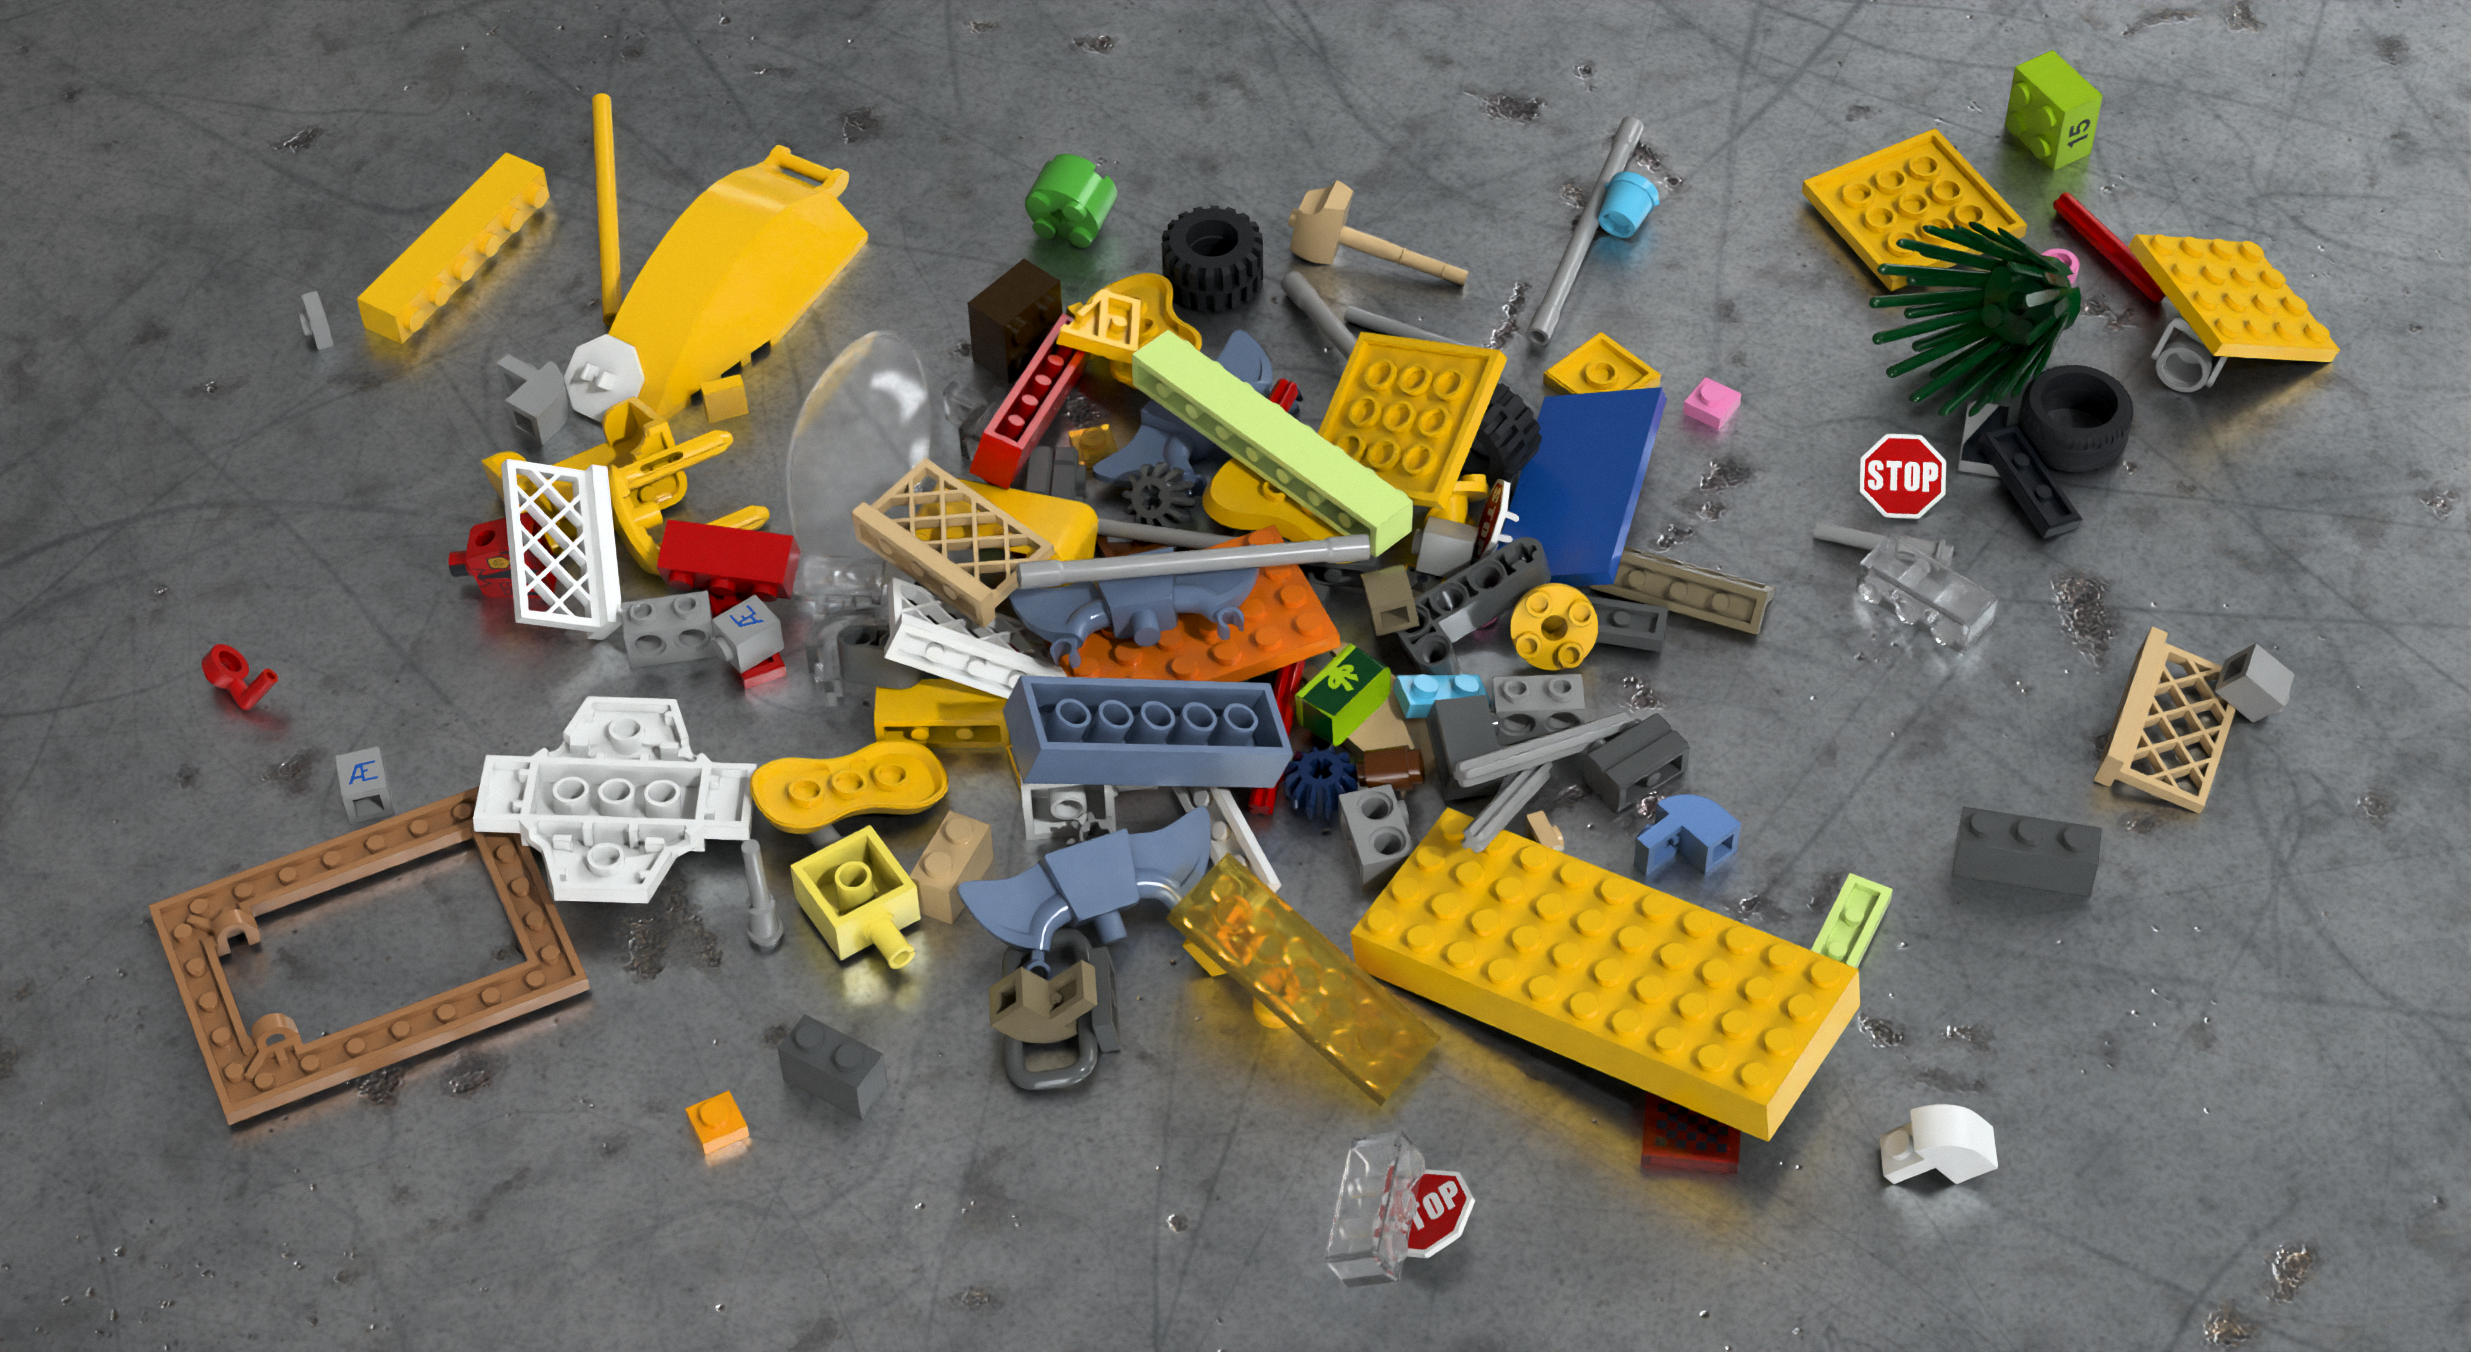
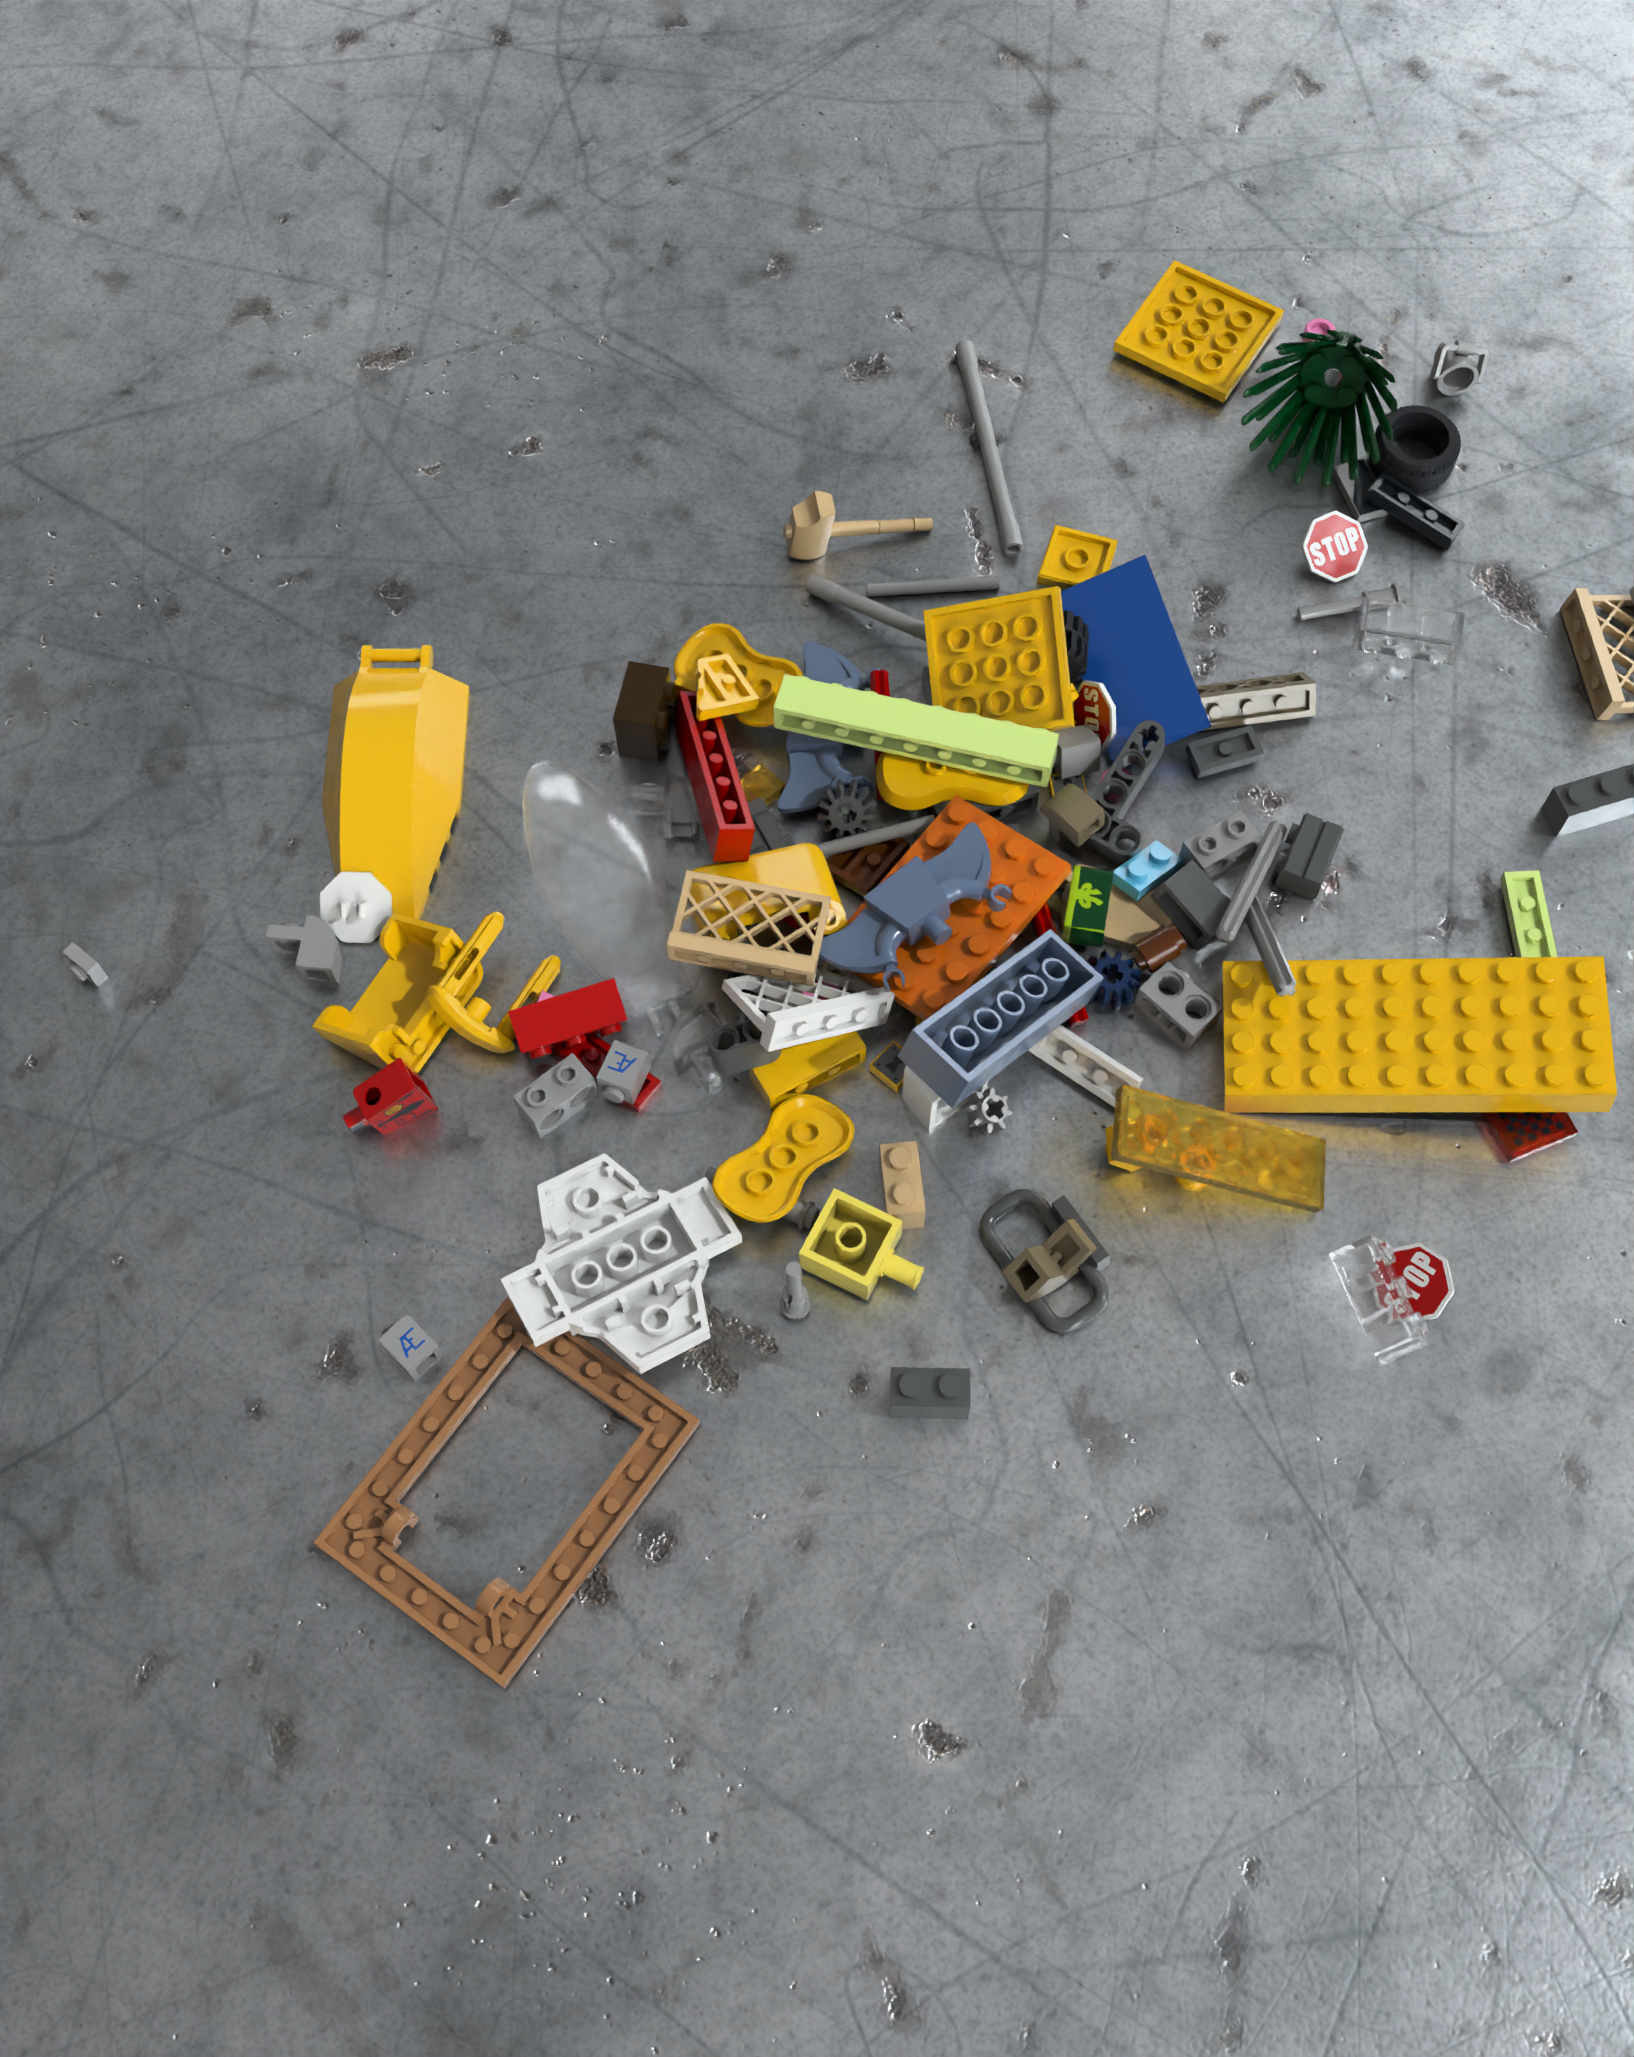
camera: 30 degrees left, 15 degrees up
(228, 669) = (229, 1305): red plate -> none
(453, 248) = (153, 849): yellow brick -> none
(594, 552) = (458, 1061): white fence -> none
(606, 207) = (250, 758): yellow piece -> none
(717, 1122) = (869, 1480): light orange plate -> none
(724, 398) = (460, 879): yellow tile -> none
(1055, 572) = (860, 922): light grey piece -> none
(1070, 200) = (612, 591): bright green brick -> none
(1091, 884) = (1020, 1152): sand blue torso -> none
(1213, 258) = (747, 570): black tyre -> none
(1540, 831) = (1293, 946): tan plate -> none
(1553, 626) = (1190, 778): yellow plate -> none
(1627, 203) = (1007, 413): medium azure piece -> none
(1690, 827) = (1380, 889): medium blue brick -> none
(1712, 403) = (1165, 546): bright pink plate -> none
(2053, 110) = (1248, 212): lime brick -> none
(2107, 244) = (1344, 303): red axle -> none
(2233, 298) = (1460, 309): yellow plate -> none

